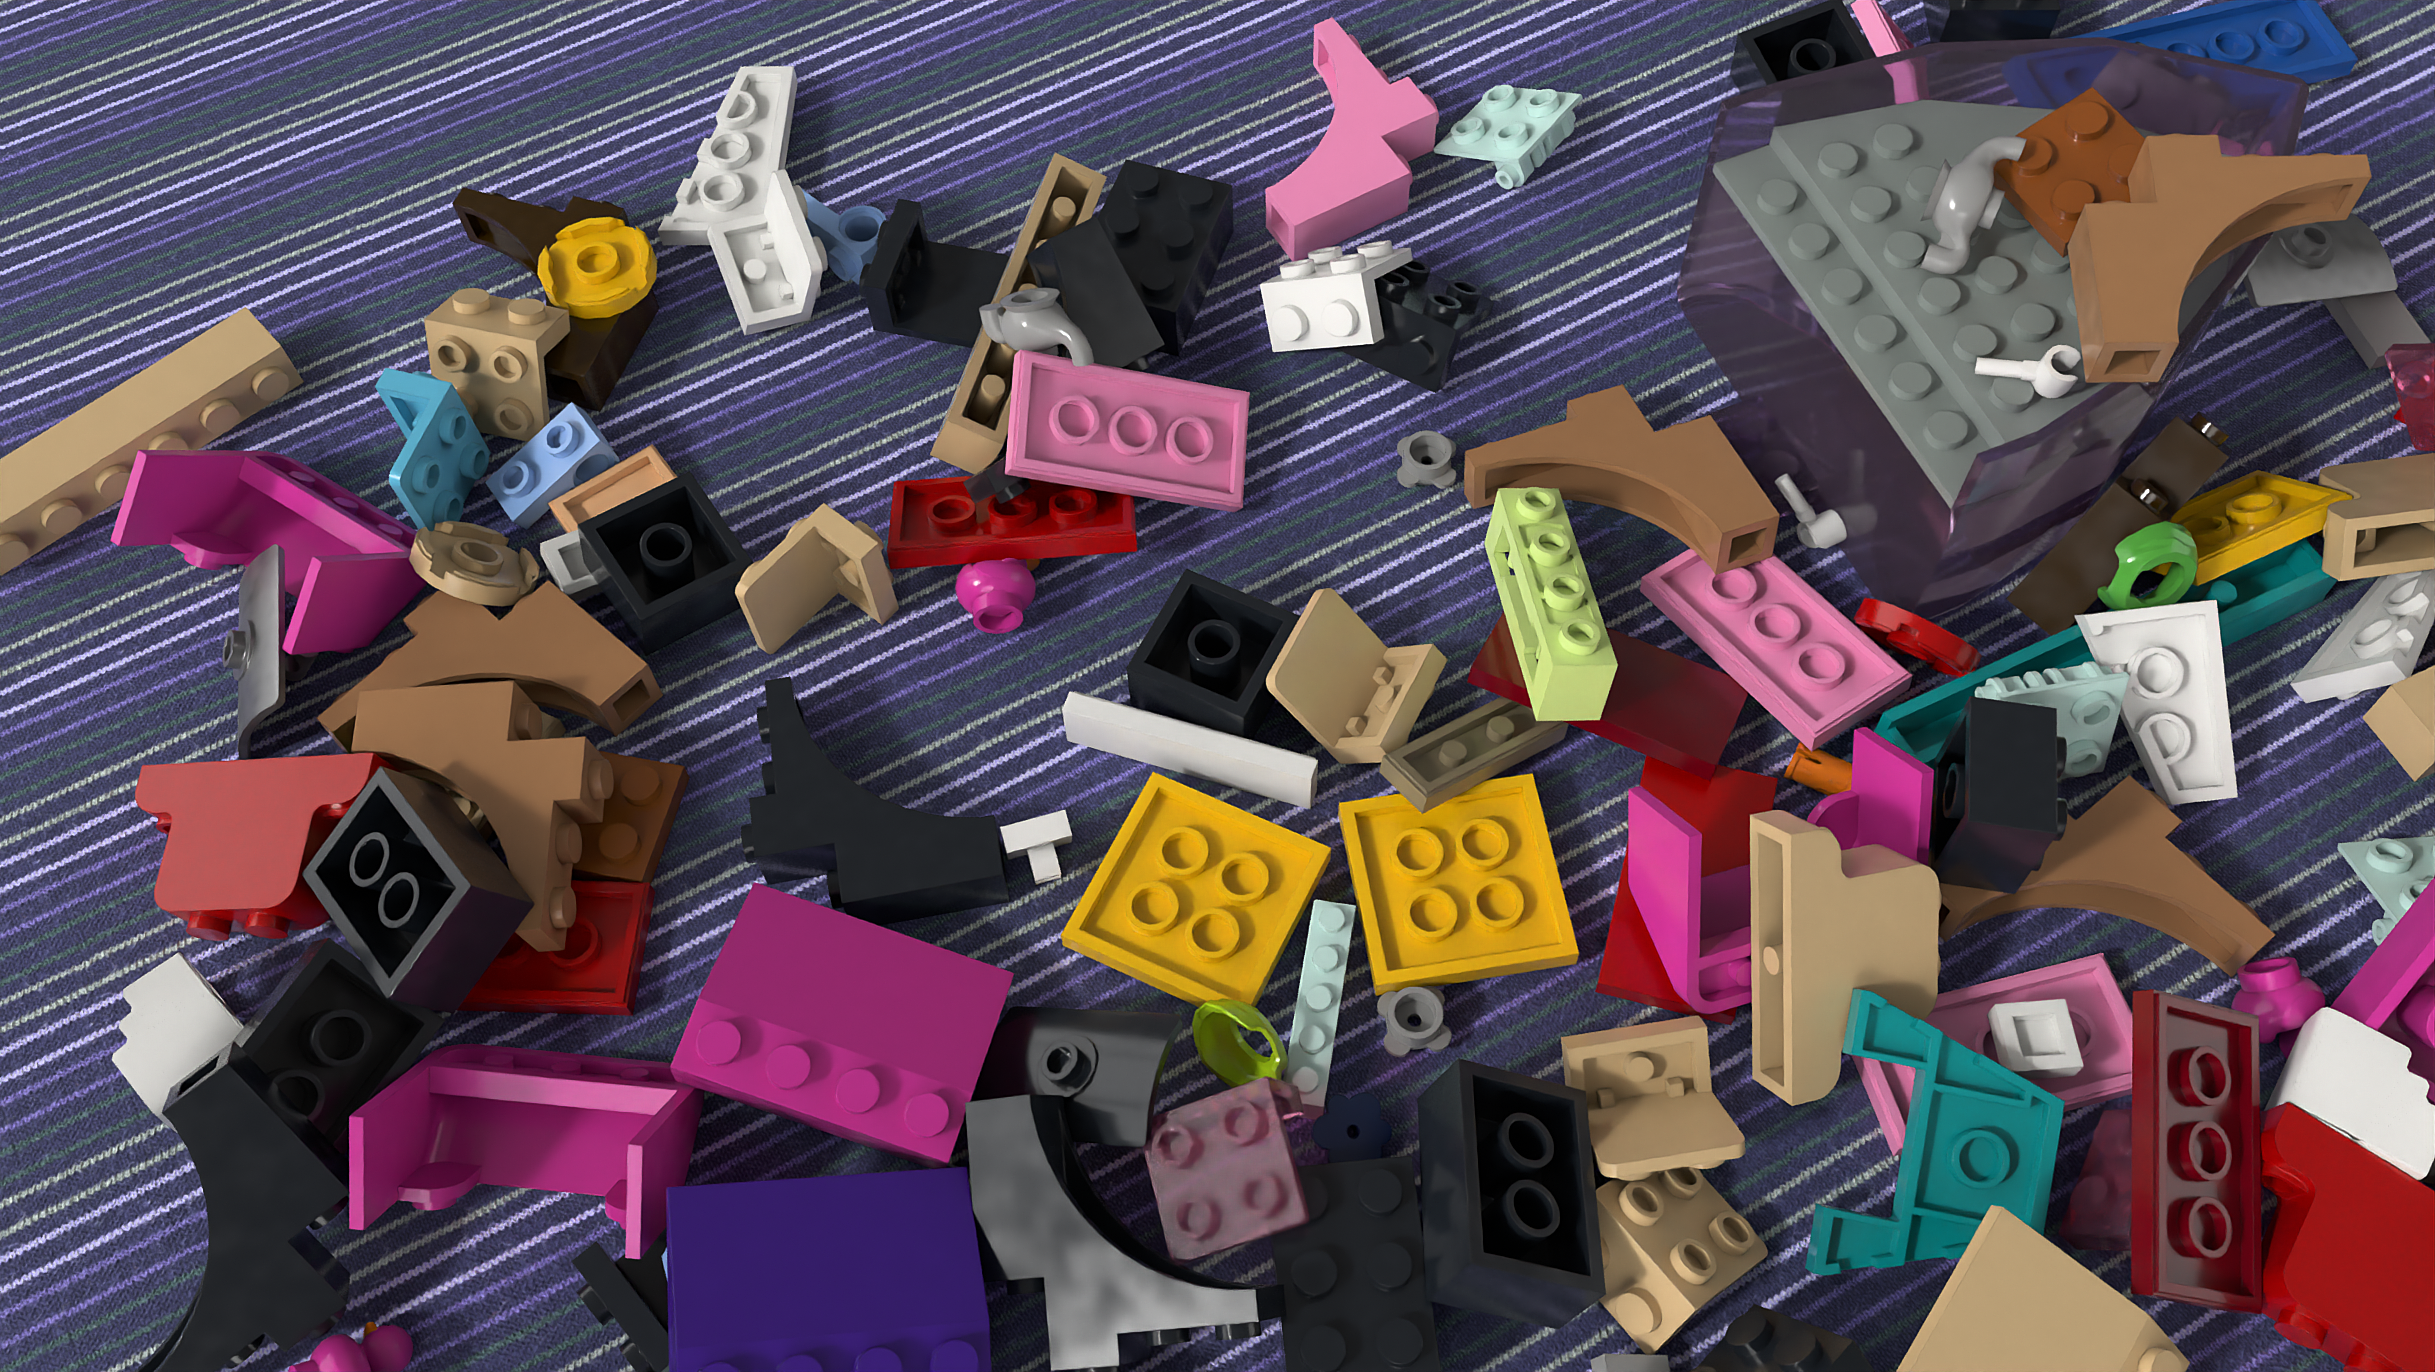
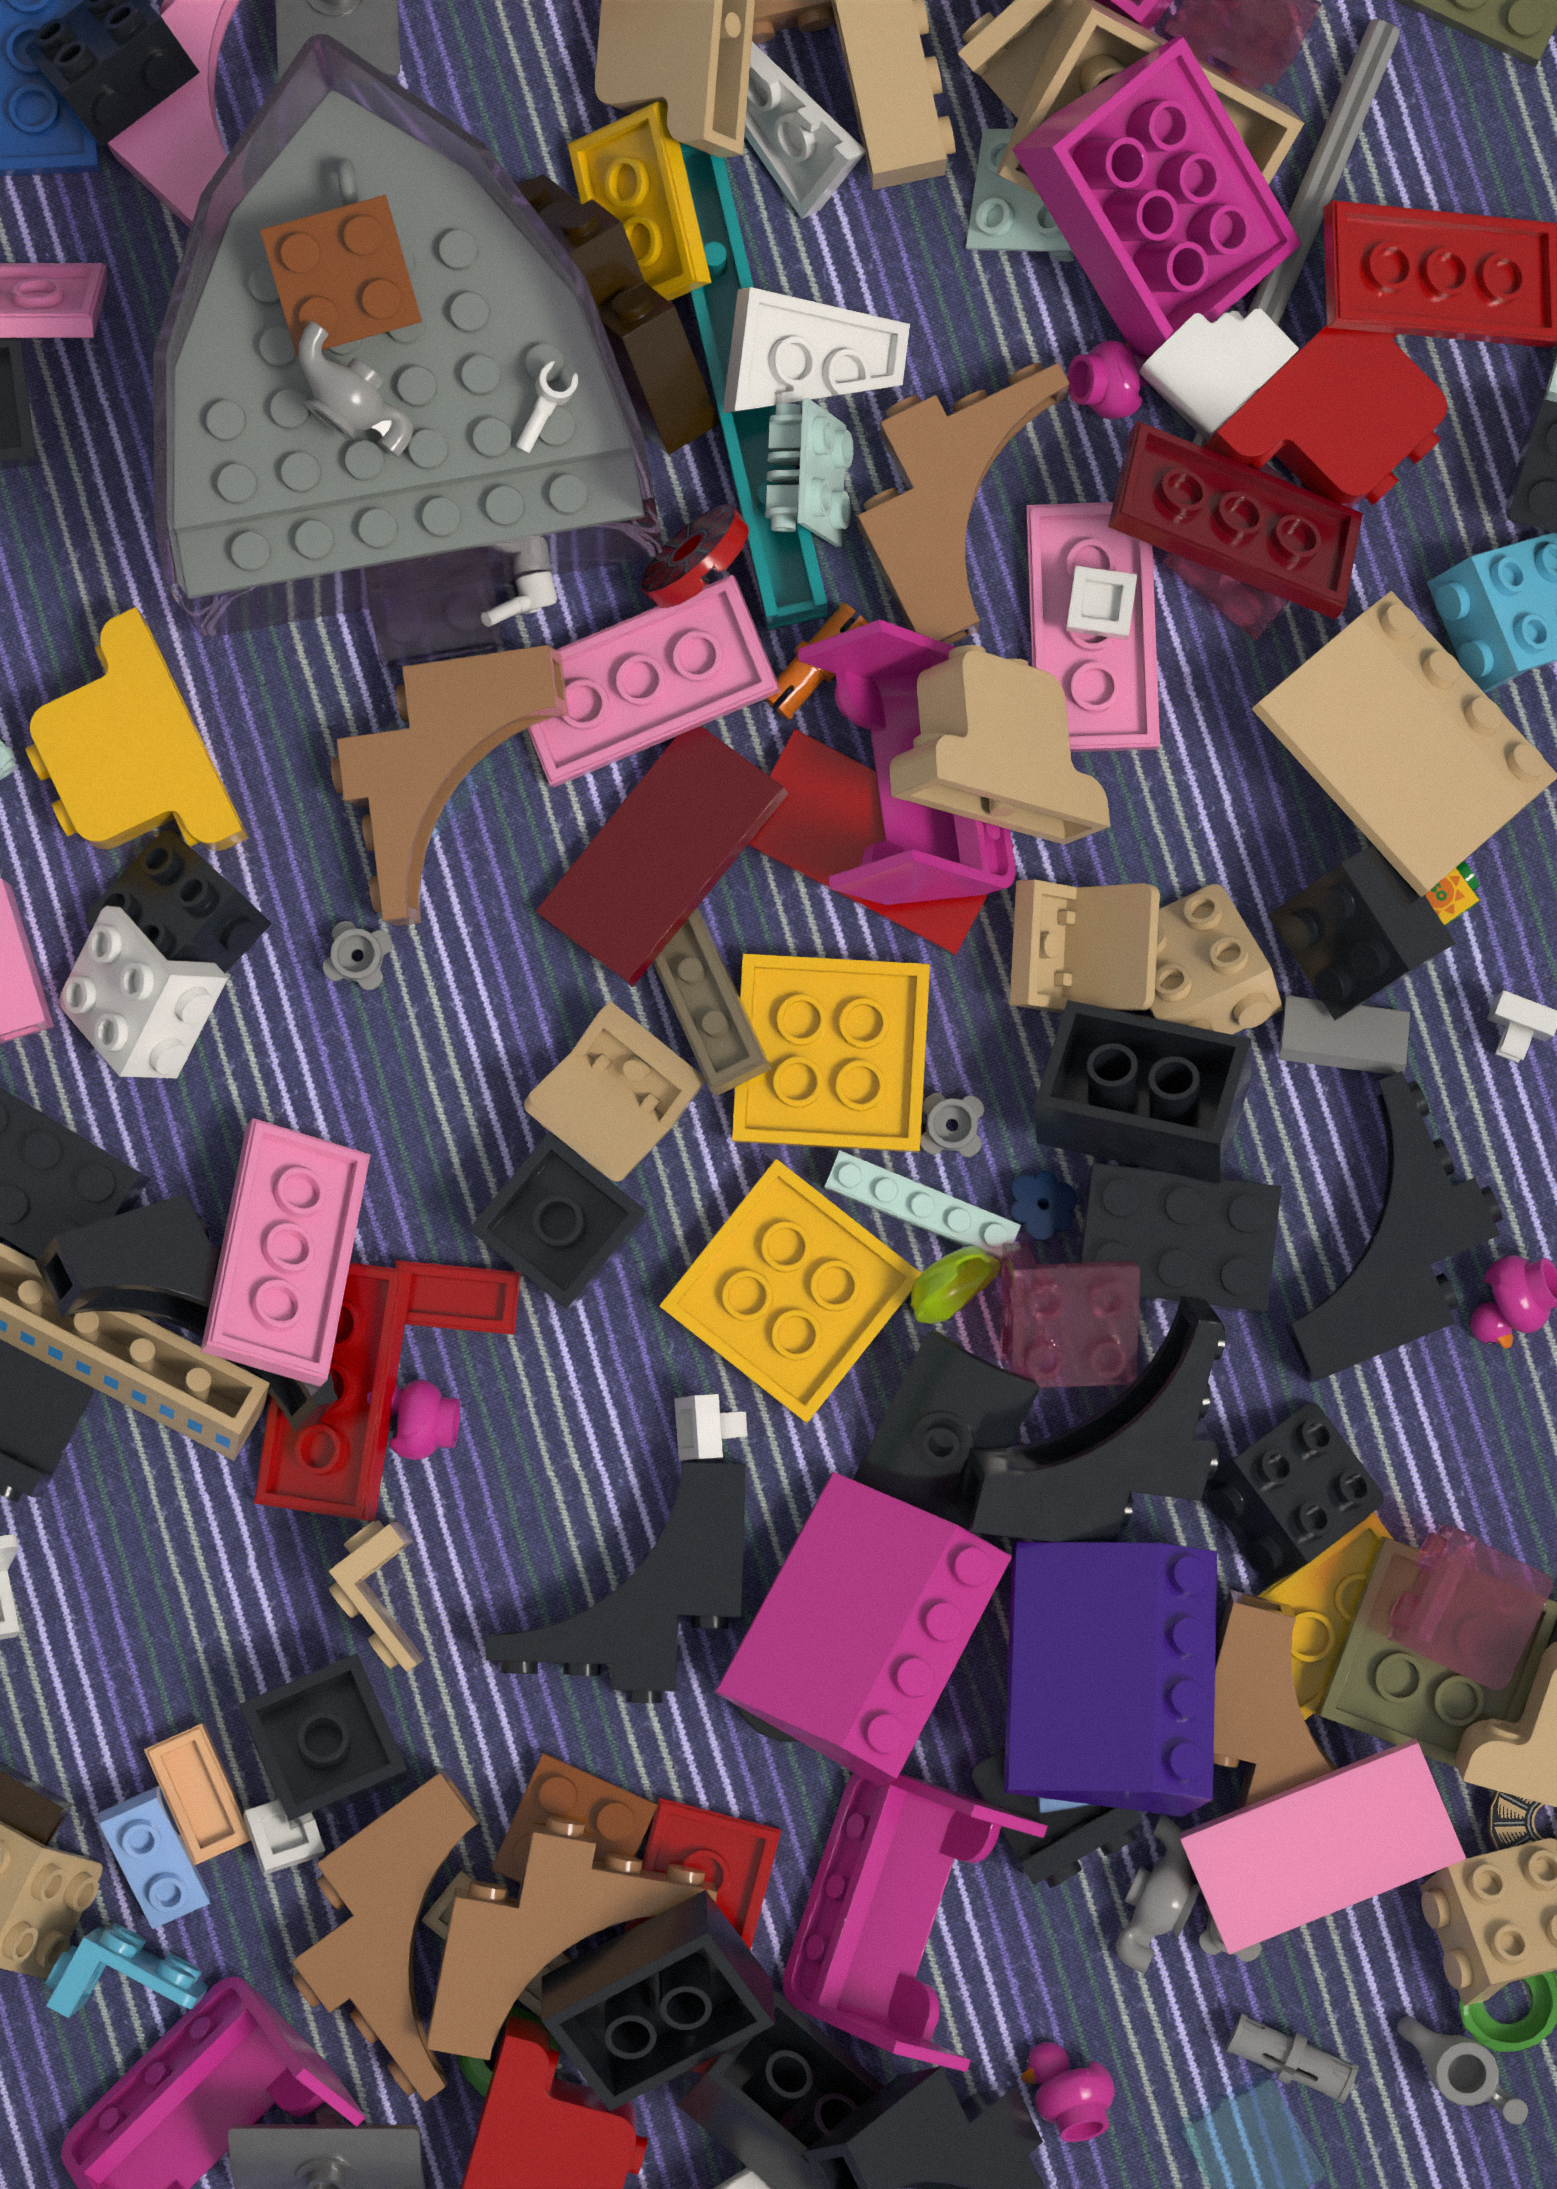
camera: 75 degrees left, 25 degrees up
(473, 564) = (290, 1959): tan tile -> none
(1035, 324) = (167, 1323): light grey piece -> none
(1120, 604) = (462, 1298): none -> red tile
(1191, 749) = (640, 1265): white tile -> none
(1549, 605) = (579, 890): yellowish green brick -> none
(1557, 253) = (131, 751): none -> yellow brick
(1968, 1144) = (1188, 695): teal wing -> none
(1997, 795) = (900, 565): black brick -> none
(2144, 551) = (703, 328): bright green piece -> none
(2181, 218) = (454, 217): medium nougat arch -> none

